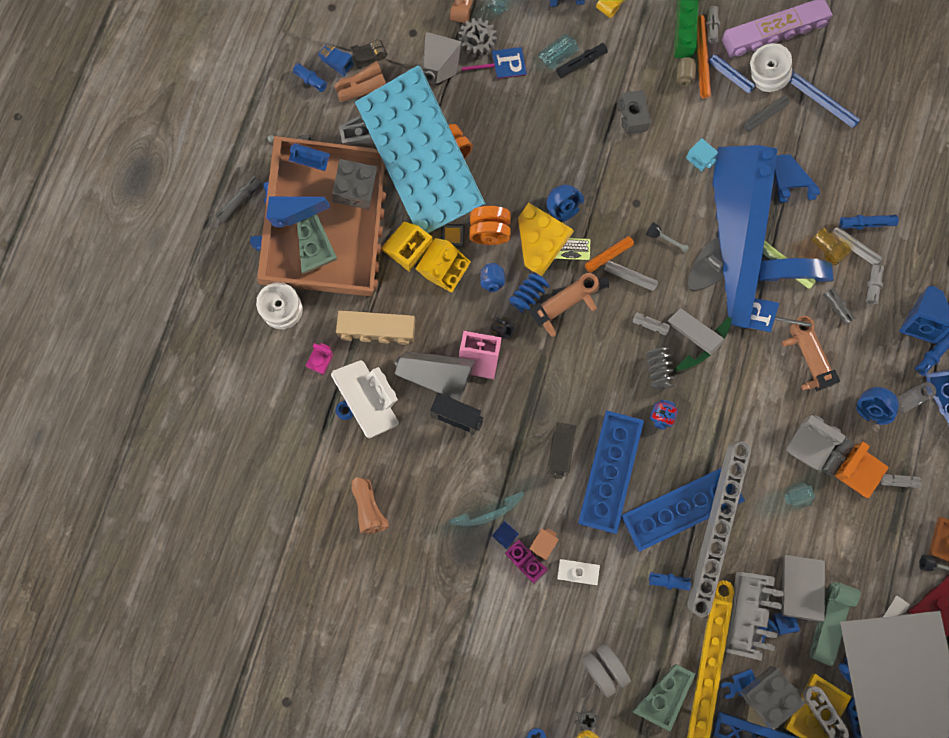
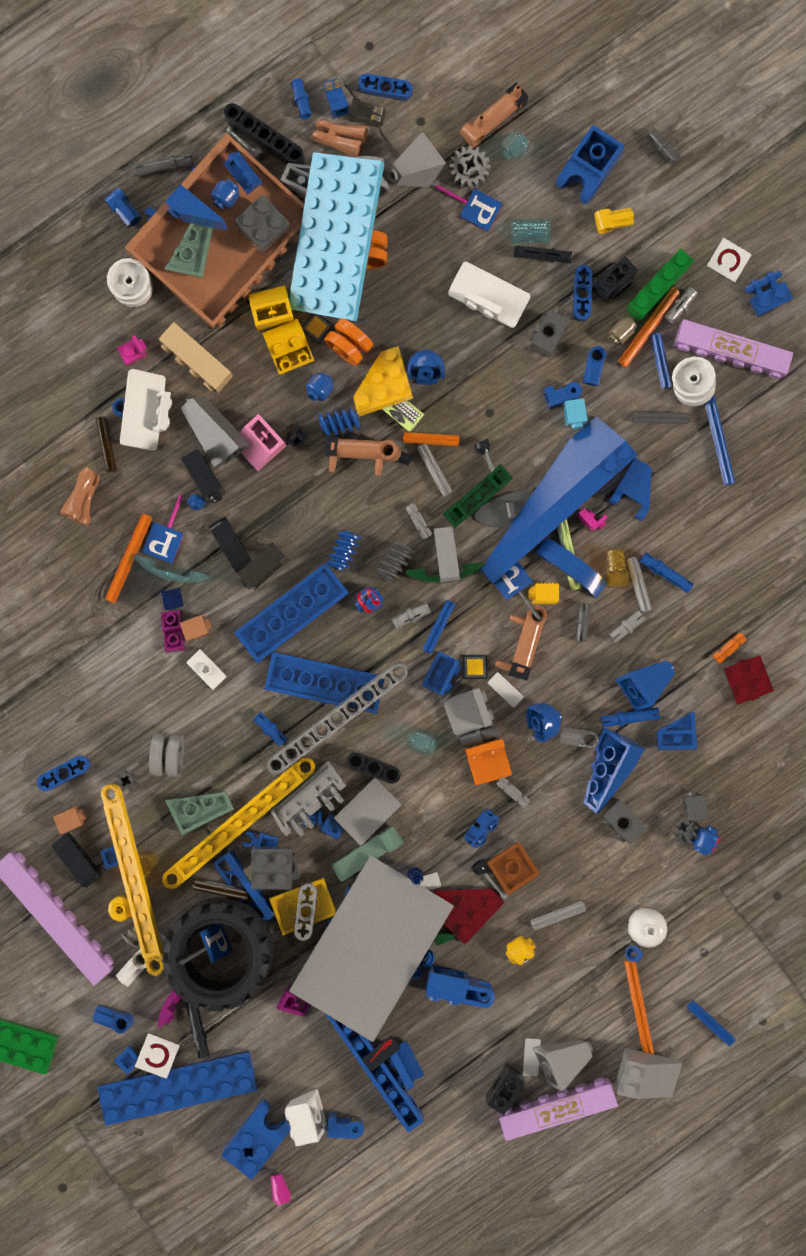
camera: 35 degrees right, 10 degrees up
(224, 252) = (121, 205): none -> blue piece
(293, 119) = (260, 128): none -> black beam
(308, 181) = (225, 194): none -> blue head
(354, 449) = (106, 444): none -> dark brown axle
(366, 33) = (370, 90): none -> blue beam
(443, 529) = (128, 558): none -> orange axle
(460, 493) = (163, 540): none -> blue piece
(464, 440) = (196, 502): none -> blue plate
(519, 453) = (230, 544): none -> black beam
(565, 117) = (489, 294): none -> white bracket
(612, 389) = (342, 552): none -> blue piece
(634, 75) = (577, 280): none -> blue beam
(652, 39) = (615, 280): none -> black brick
(678, 155) = (557, 397): none -> blue leg
(681, 269) = (478, 496): none -> dark green slope
(687, 112) = (594, 368): none -> blue piece
(705, 401) = (411, 615): none -> light grey pin
(734, 394) = (439, 626): none -> blue axle
(769, 429) = (440, 673): none -> blue bracket
(781, 226) = (588, 519): none -> dark pink bracket
(787, 405) = (473, 668): none -> piece
(787, 543) = (364, 767): none -> black beam
(796, 303) = (544, 593): none -> yellow brick
(824, 404) = (505, 689): none -> white sticker
(888, 609) = (415, 875): none -> clear blue axle
(903, 537) = (478, 835): none -> blue hinge

